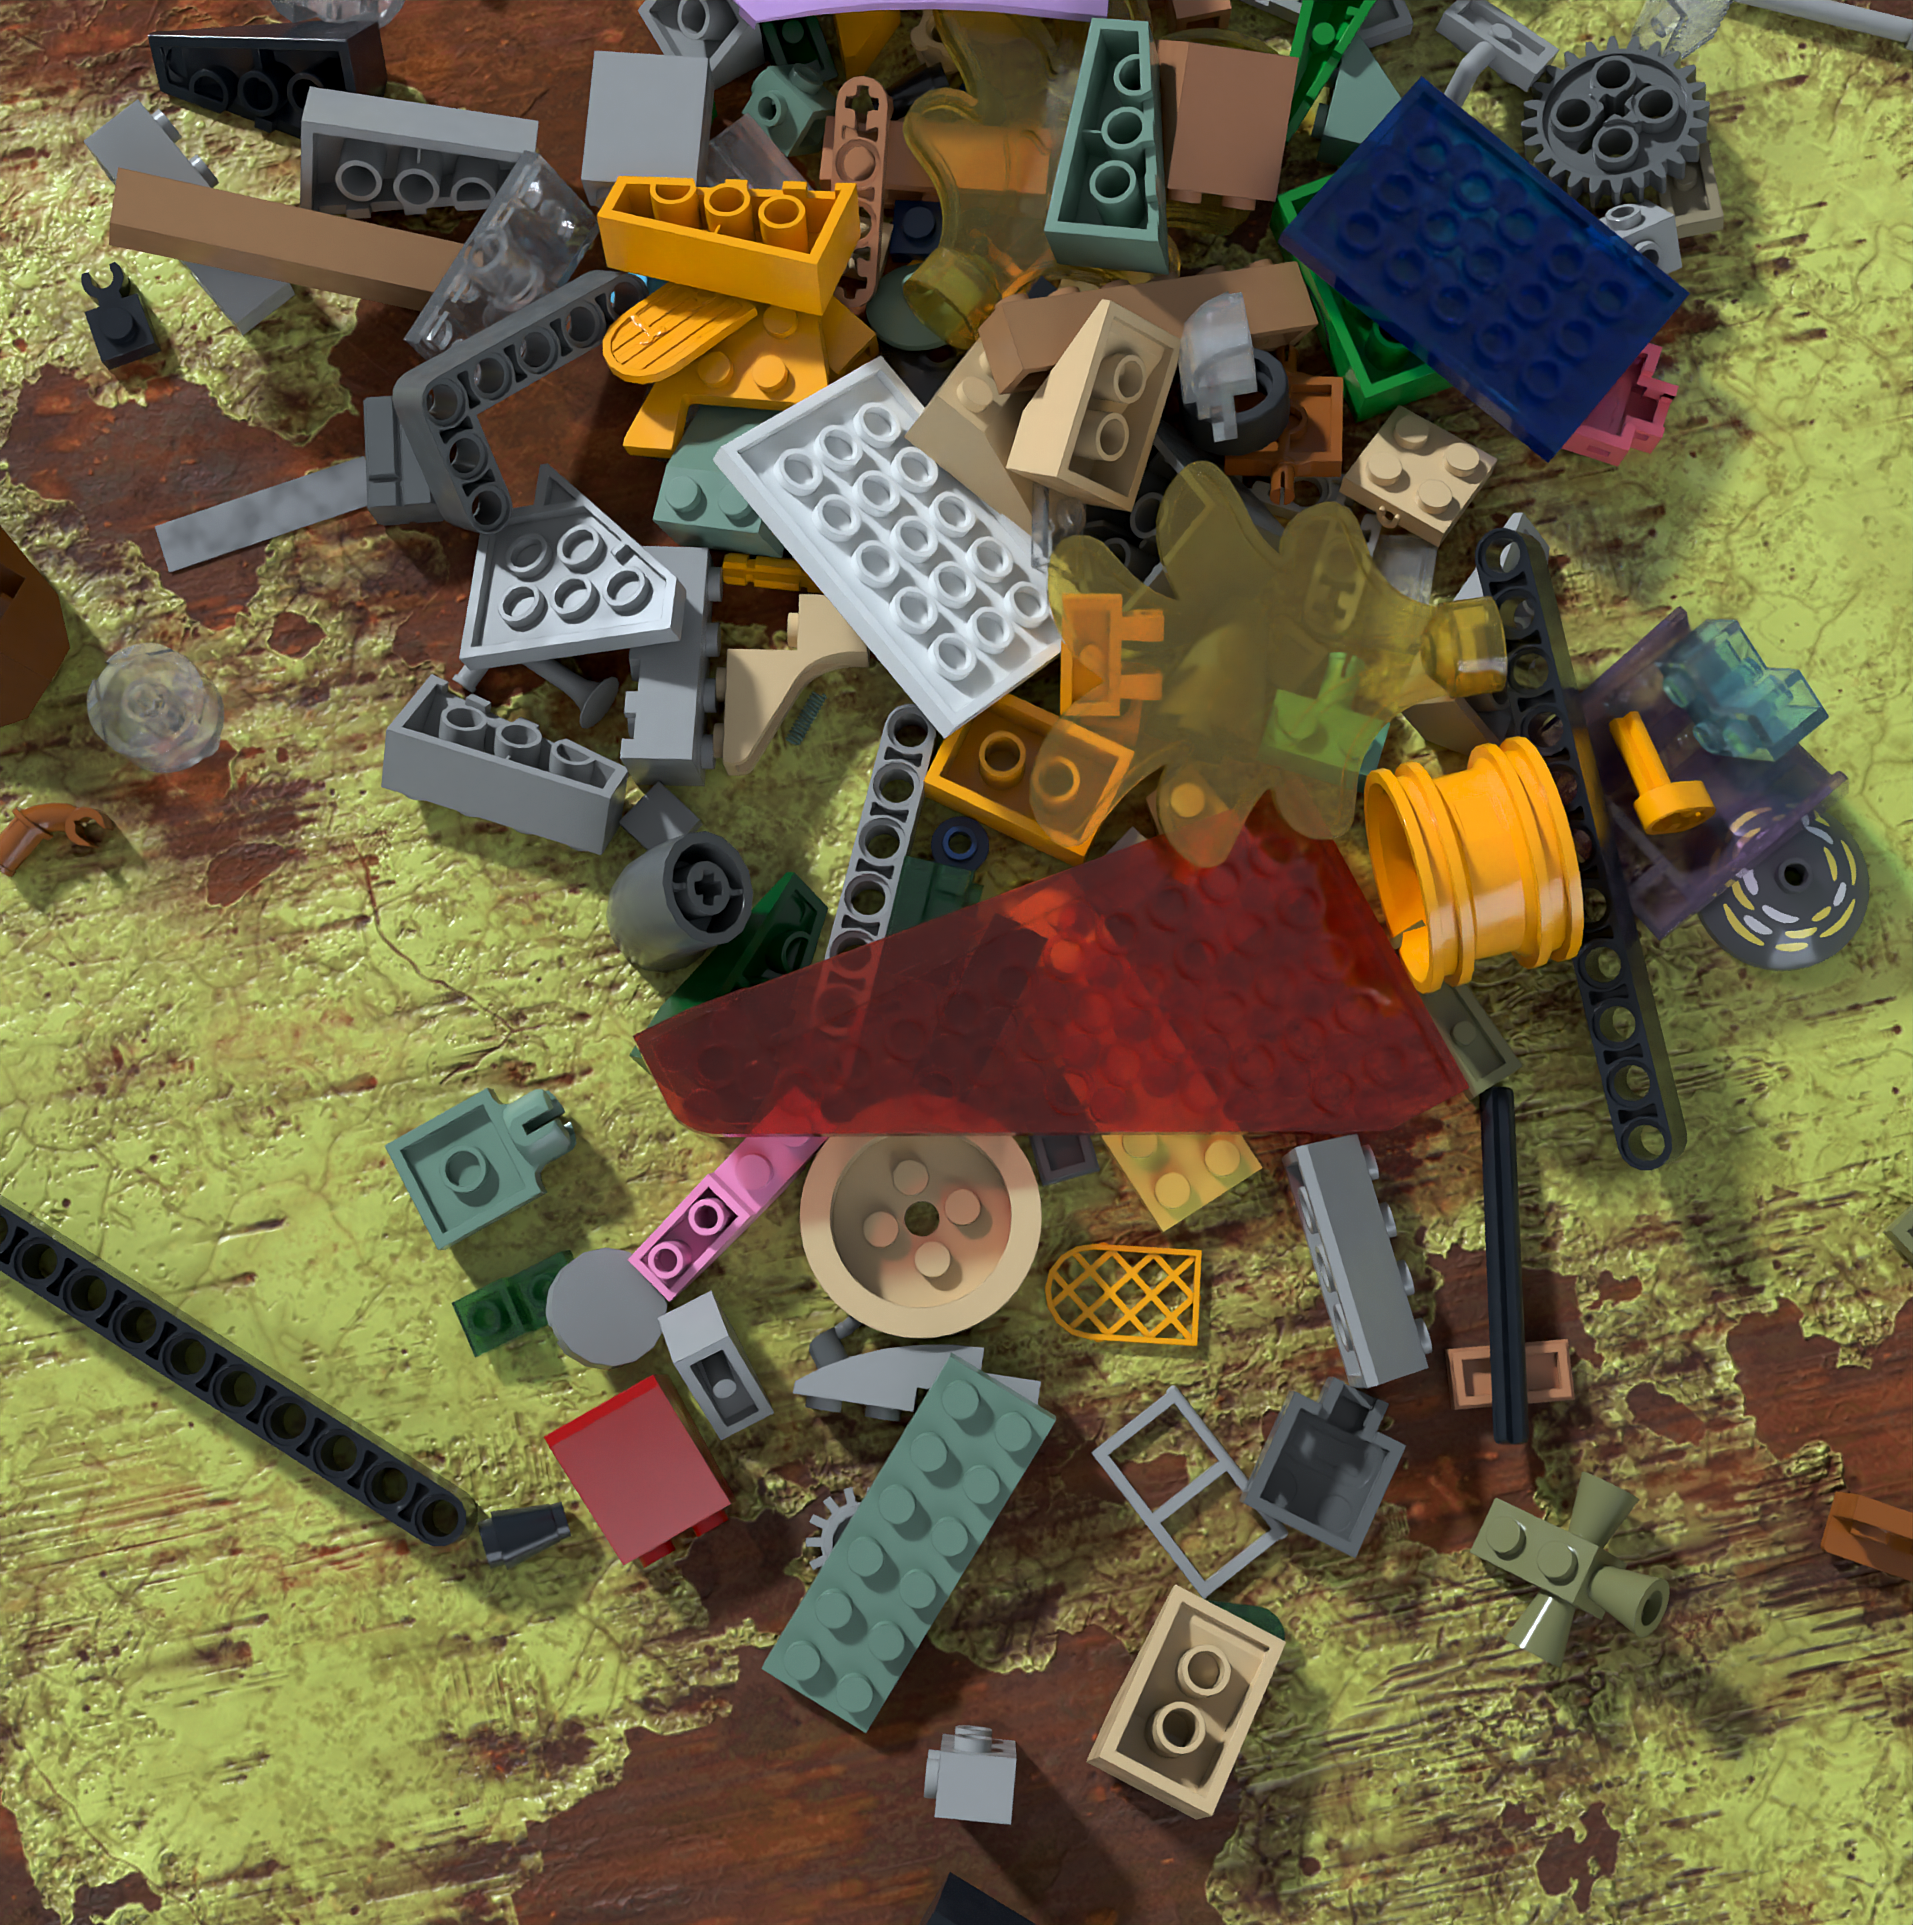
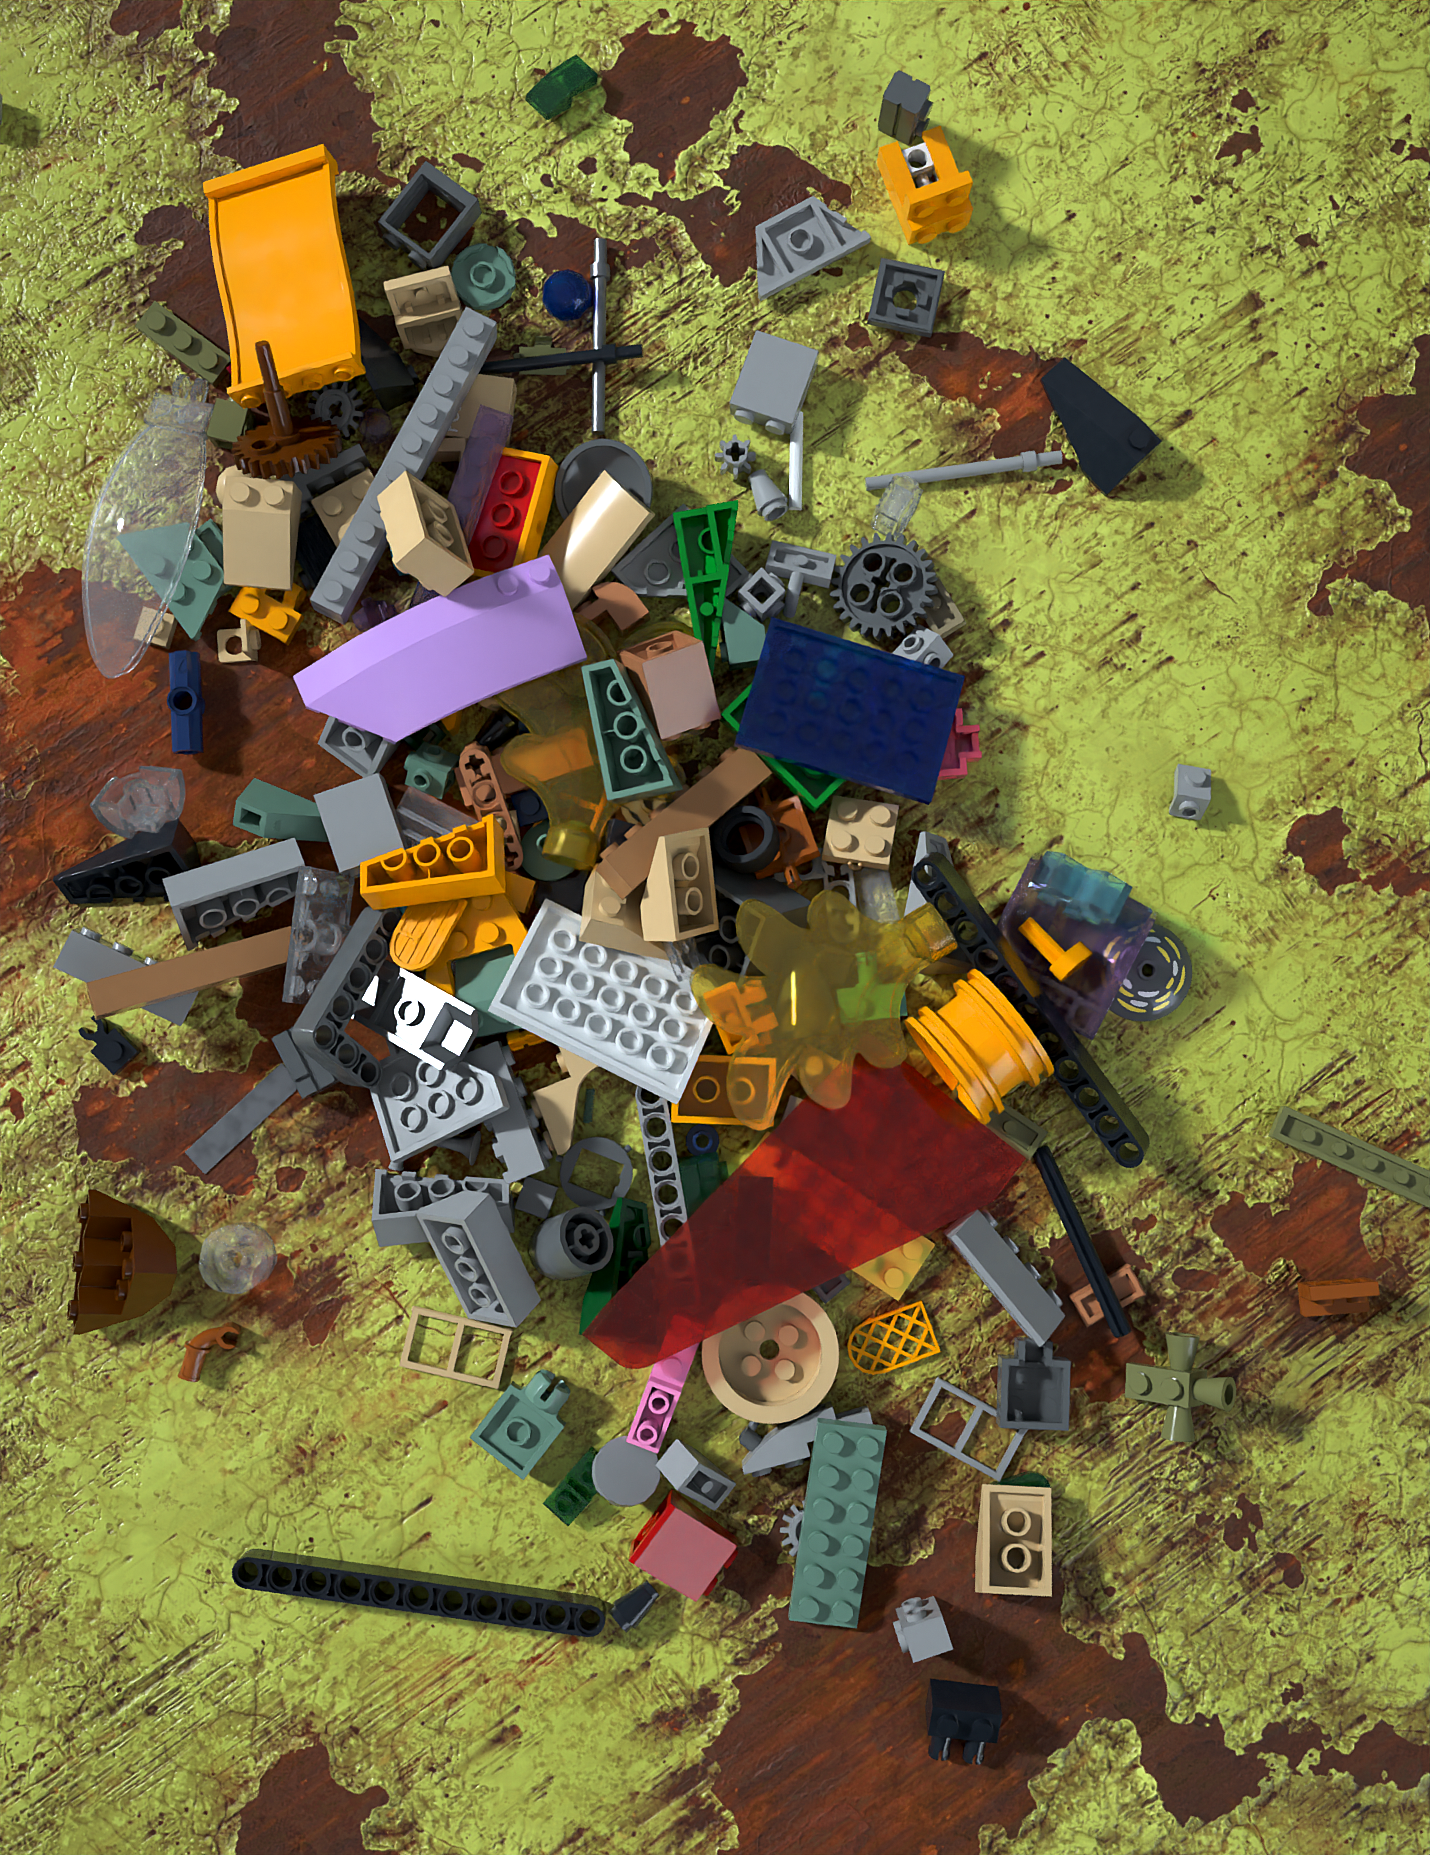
camera: 30 degrees left, 5 degrees up
(403, 1034) = (449, 1372): none -> tan window
(527, 76) = (278, 814): none -> sand green slope
(527, 861) = (479, 1258): none -> light grey slope
(603, 453) = (418, 1016): none -> dark grey piece
(802, 791) = (586, 1197): none -> dark grey piece
(1217, 361) = (732, 835): clear brick -> none
(1418, 48) = (761, 584): none -> light grey brick

